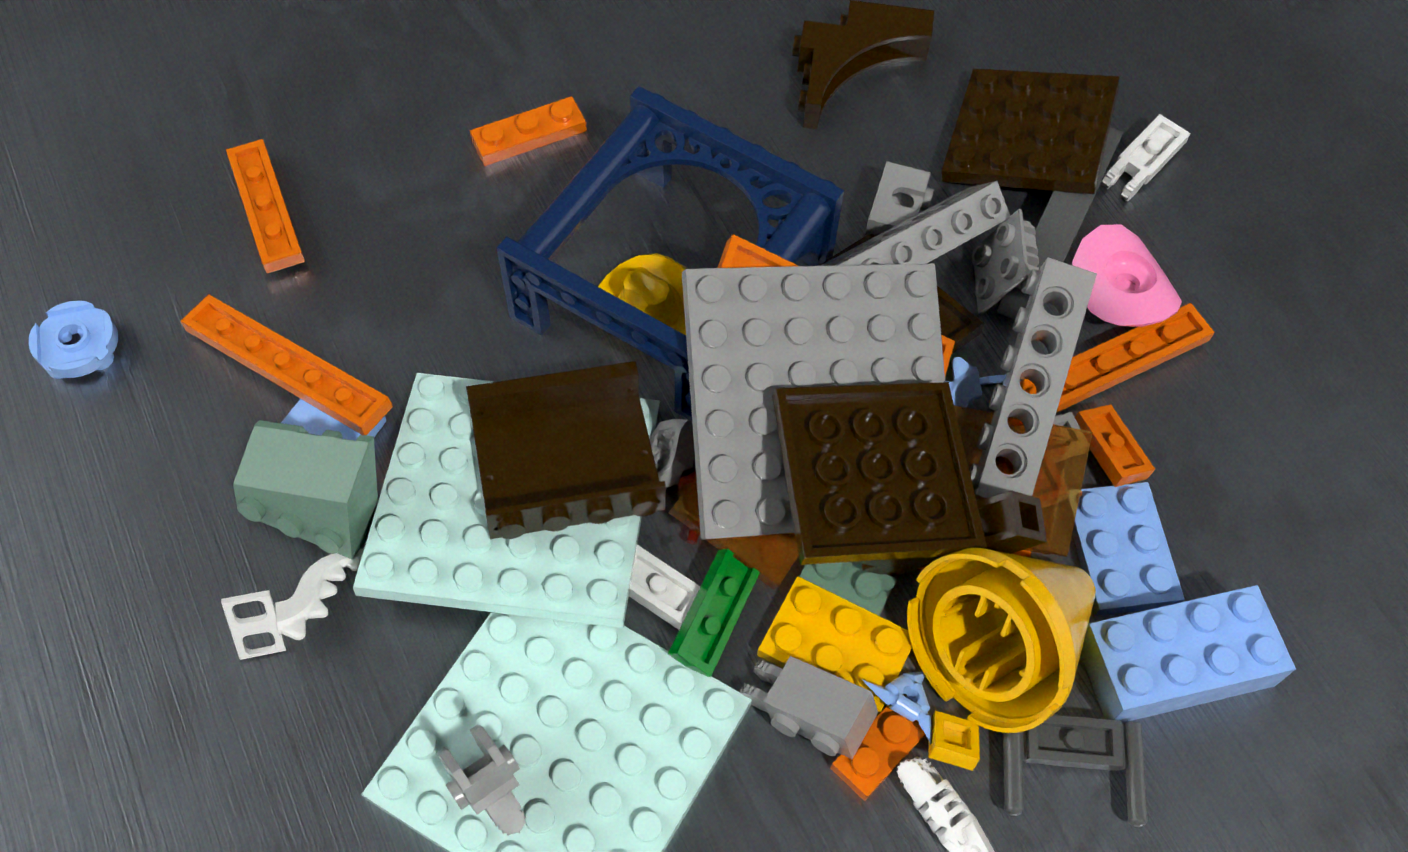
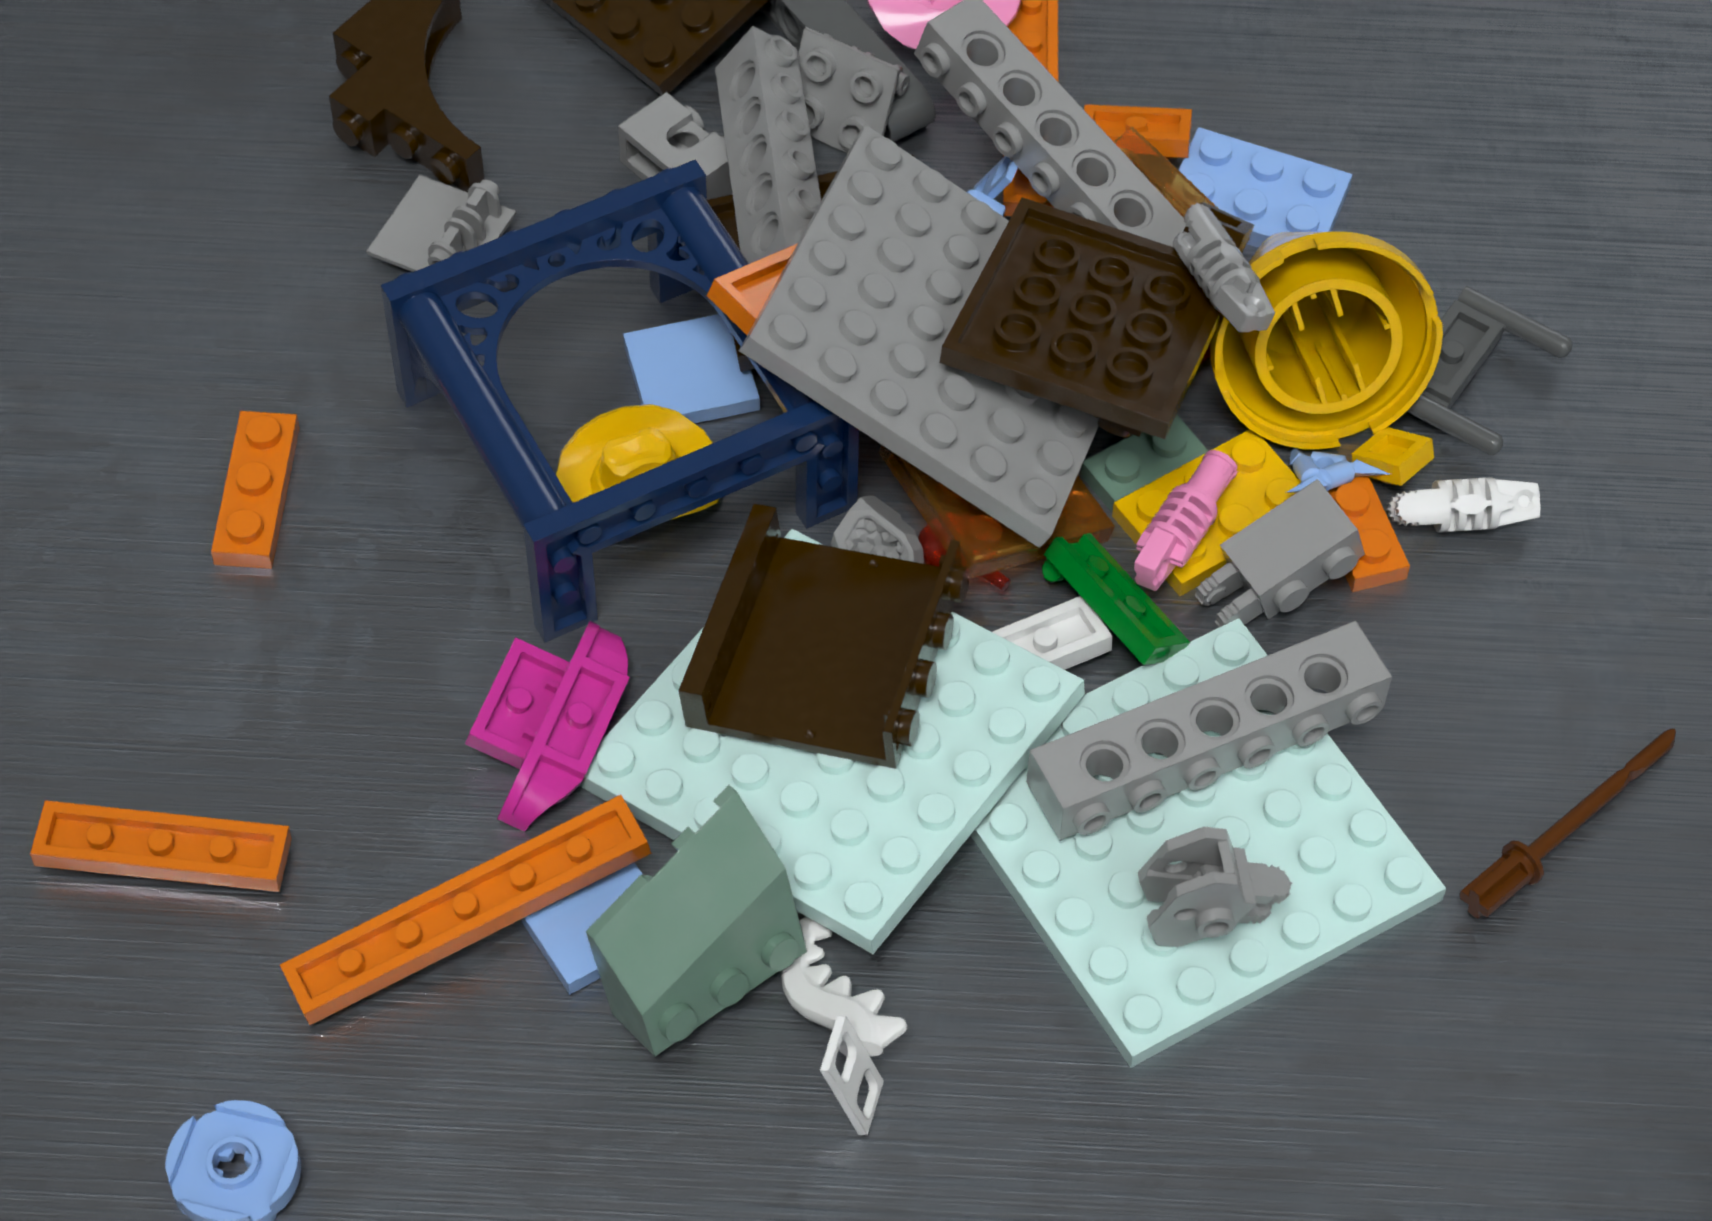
camera: 60 degrees left, 5 degrees down
(449, 340) = (550, 718): none -> dark pink plate
(542, 641) = (1225, 704): none -> light grey brick
(765, 121) = (440, 221): none -> light grey hinge
(794, 622) = (1182, 520): none -> bright pink hinge
(961, 532) = (1223, 271): none -> light grey hinge
(1184, 655) = (1425, 186): light blue brick -> none

